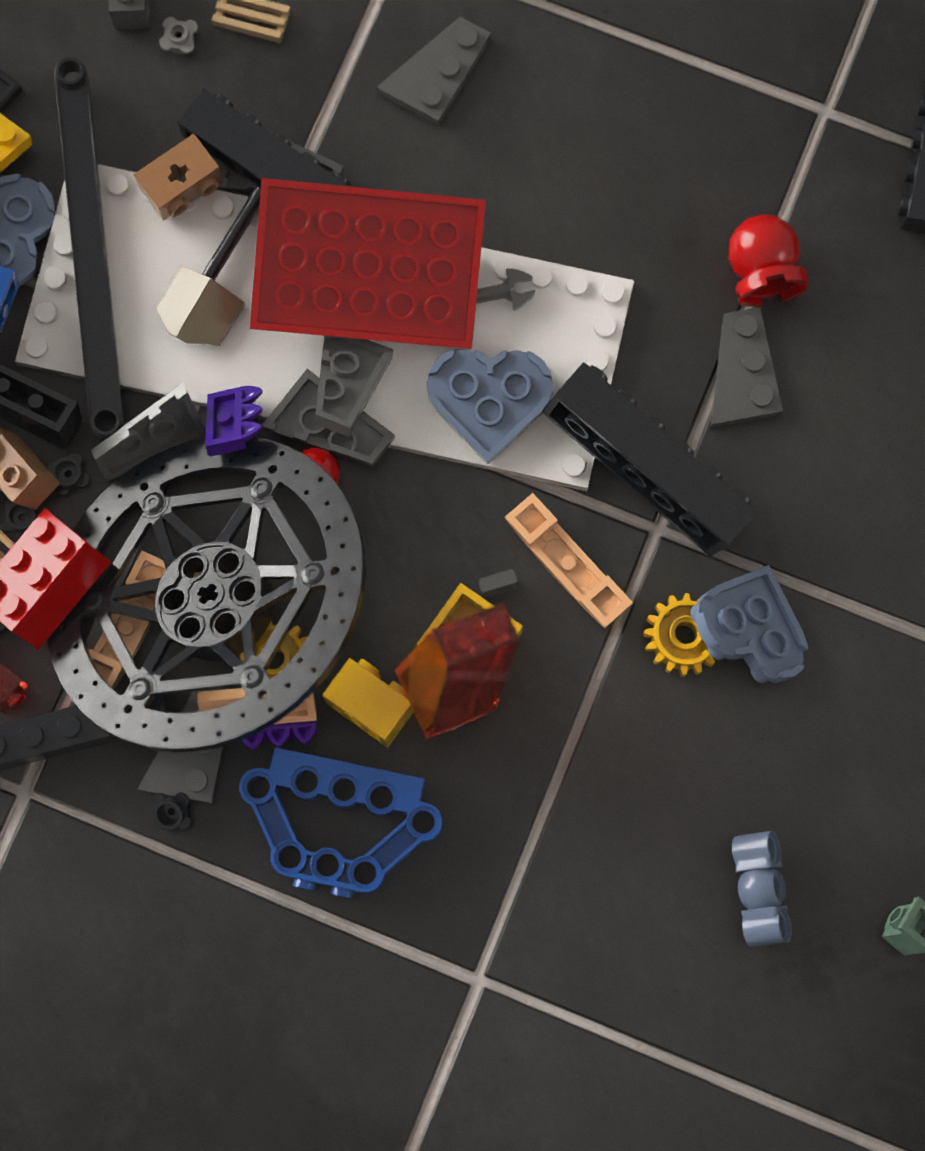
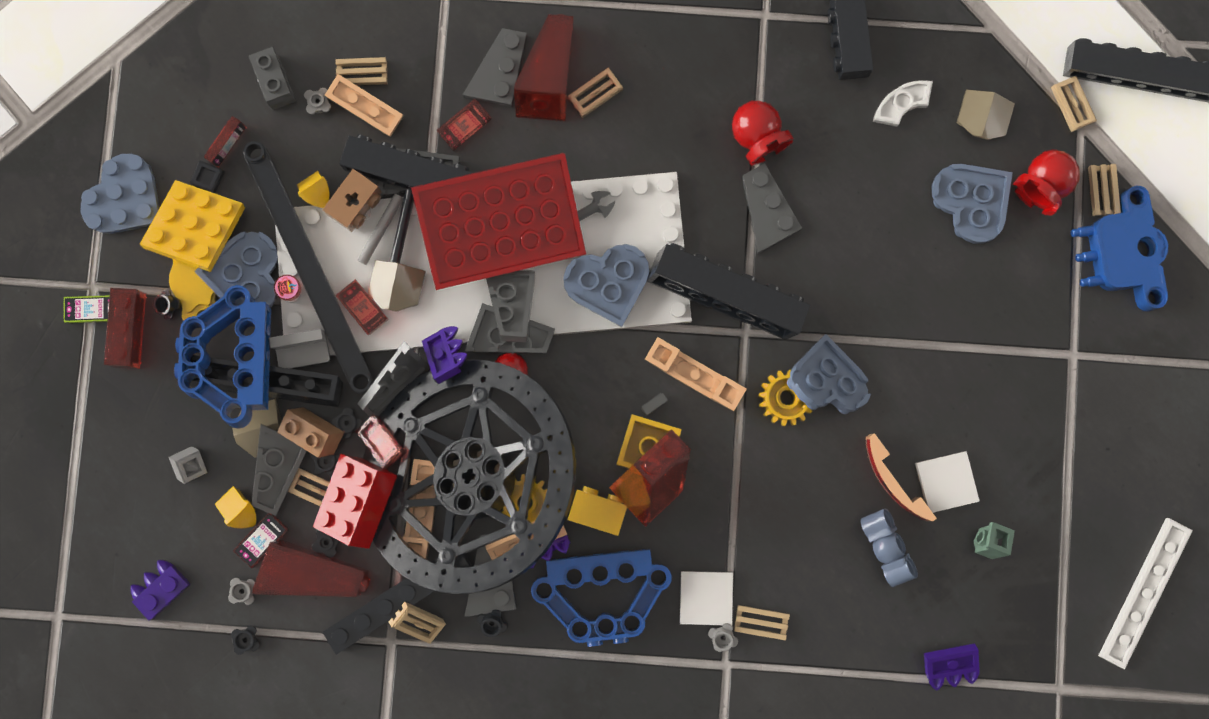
camera: 20 degrees left, 5 degrees up
(36, 49) = (225, 142): none -> tile
(41, 351) = (301, 349): none -> light grey panel
(51, 265) = (287, 287): none -> tile
(52, 753) = (398, 624): none -> tan tile
(104, 512) = (379, 441): none -> clear red tile
(133, 149) = (314, 190): none -> yellow tile
(142, 324) = (362, 307): none -> clear red tile
(203, 228) = (380, 229): none -> light grey bar
(238, 59) = (364, 105): none -> light nougat plate
(365, 128) = (464, 124): none -> clear red tile
(479, 946) = (723, 644): none -> light grey plate
(481, 876) = (706, 598): none -> white tile
(495, 97) = (544, 80): none -> clear red slope
(563, 153) = (585, 111): none -> tan tile
(576, 951) = (783, 626): none -> tan tile
(798, 1084) = (952, 664): none -> dark purple plate
(818, 846) = (876, 453): none -> light nougat slope
(874, 826) = (947, 482): none -> white tile

